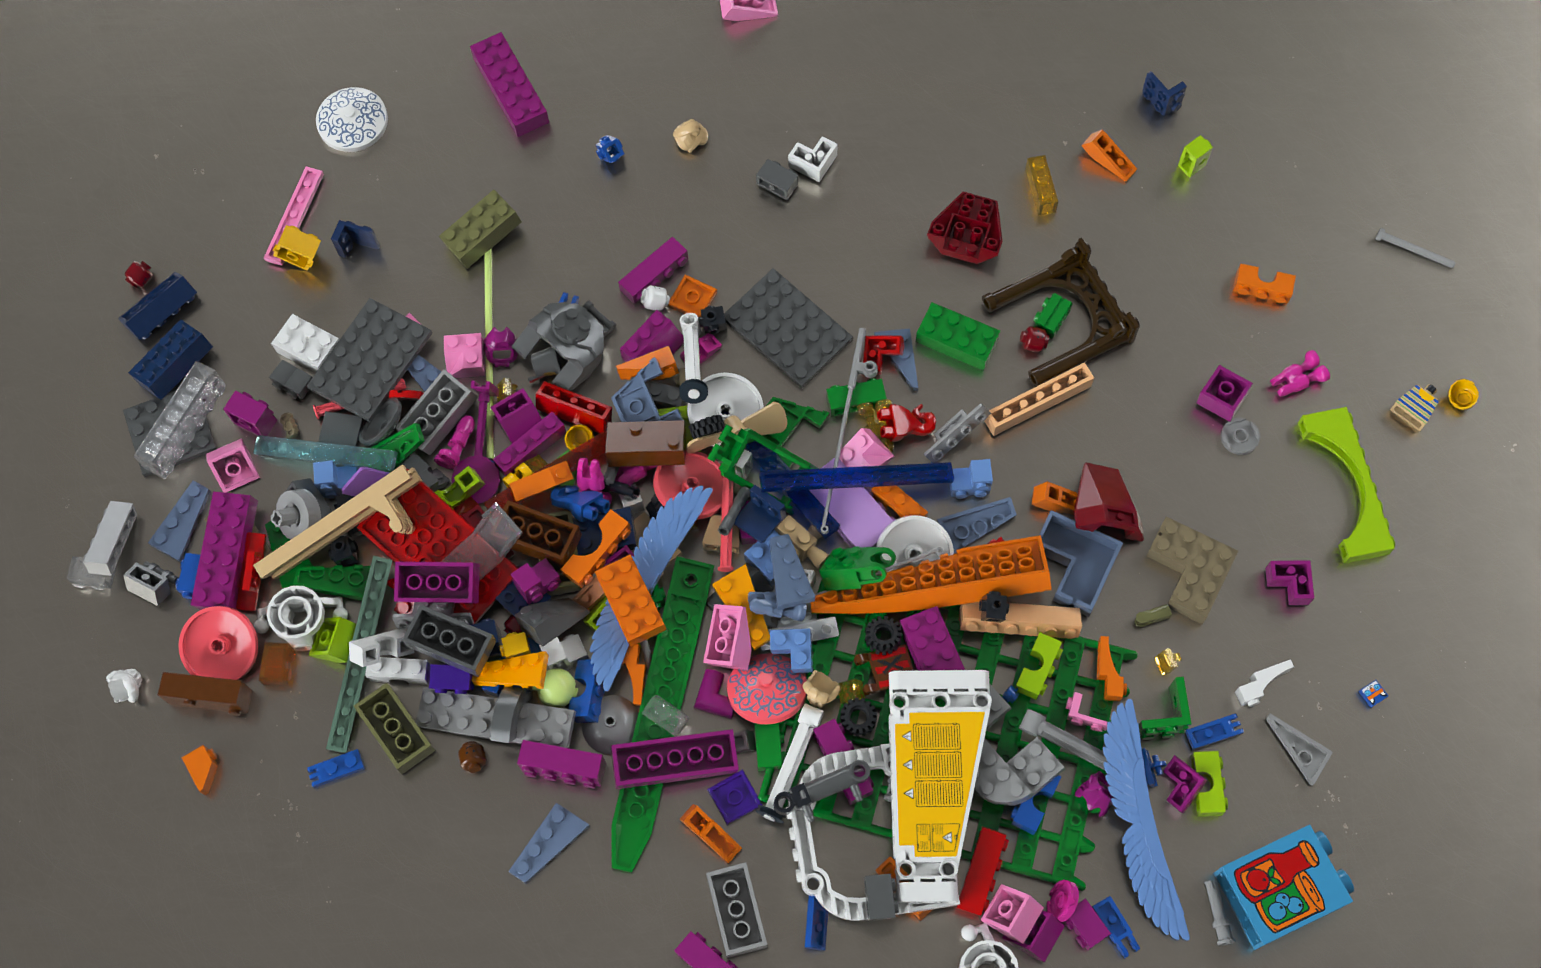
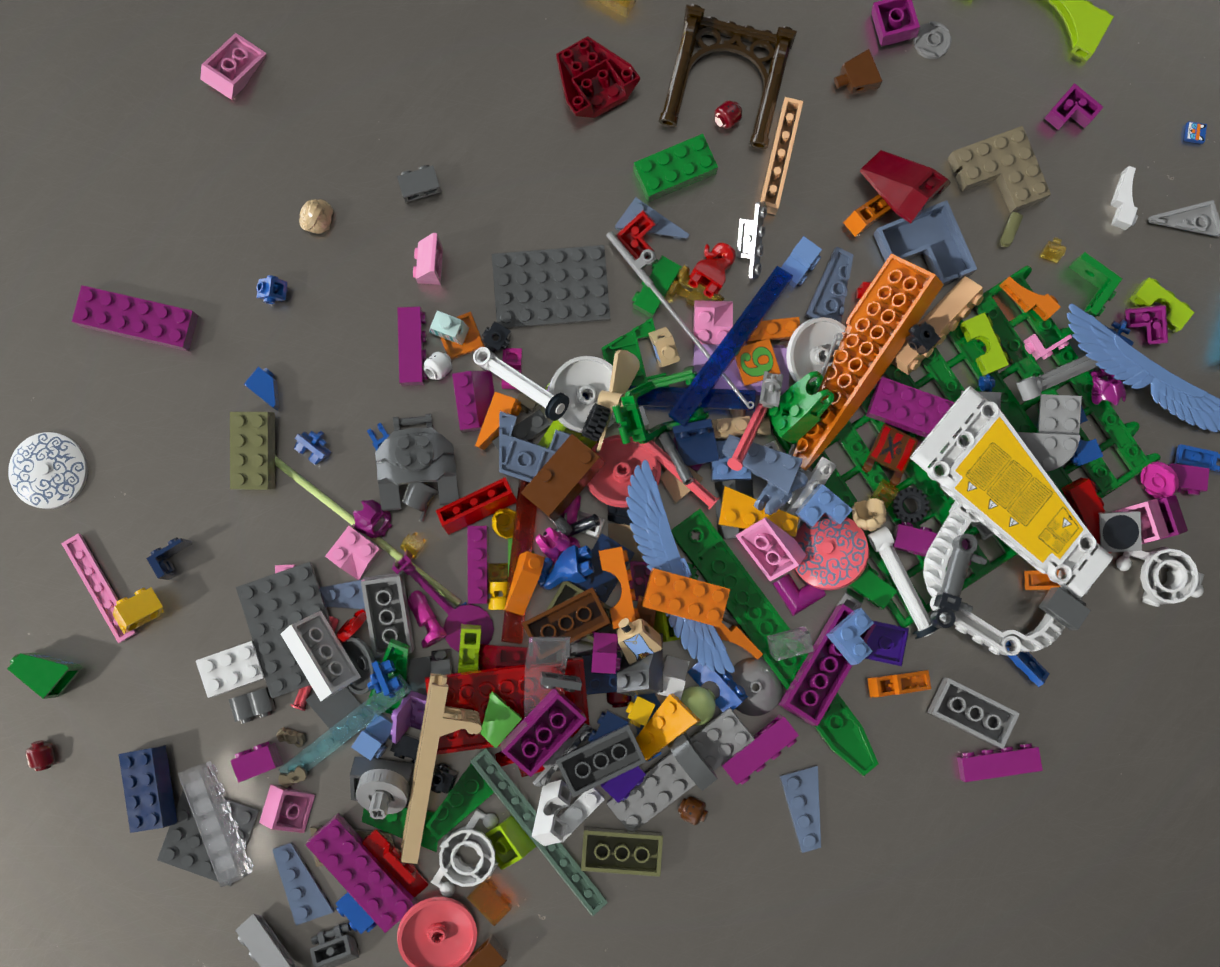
camera: 55 degrees left, 15 degrees up
(158, 305) = (84, 762): dark blue slope -> none
(199, 228) = (43, 673): none -> green slope
(259, 448) = (292, 777): none -> dark tan piece
(336, 768) = (612, 917): blue hinge -> none
(365, 389) = (320, 655): none -> white slope
(381, 440) = (388, 686): none -> blue hips
(420, 547) = (498, 720): none -> bright green slope
(489, 569) = (567, 682): none -> dark grey plate
(516, 414) = (445, 554): magenta slope -> none
(522, 266) = (315, 444): none -> blue hips
(535, 201) = (264, 386): none -> blue slope
(567, 592) = (638, 639): none -> tan torso
(688, 276) = (448, 328): none -> light aqua torso
(710, 747) = (847, 636): none -> medium blue brick
(727, 231) = (429, 260): none -> bright pink slope
(800, 545) = (737, 459): none -> coral axle
(812, 438) = (664, 347): none -> tan torso
(813, 162) = (429, 144): white brick -> none
(850, 533) = (771, 389): none -> light grey hips
(863, 510) = (756, 359): none -> tile
(883, 625) = (867, 422): black tyre -> none
(987, 898) = (1120, 531): none -> black tile
(1053, 314) = (720, 83): green brick -> none
(1158, 404) = (859, 74): none -> reddish brown torso
(1213, 732) = (1130, 265): blue hinge -> none

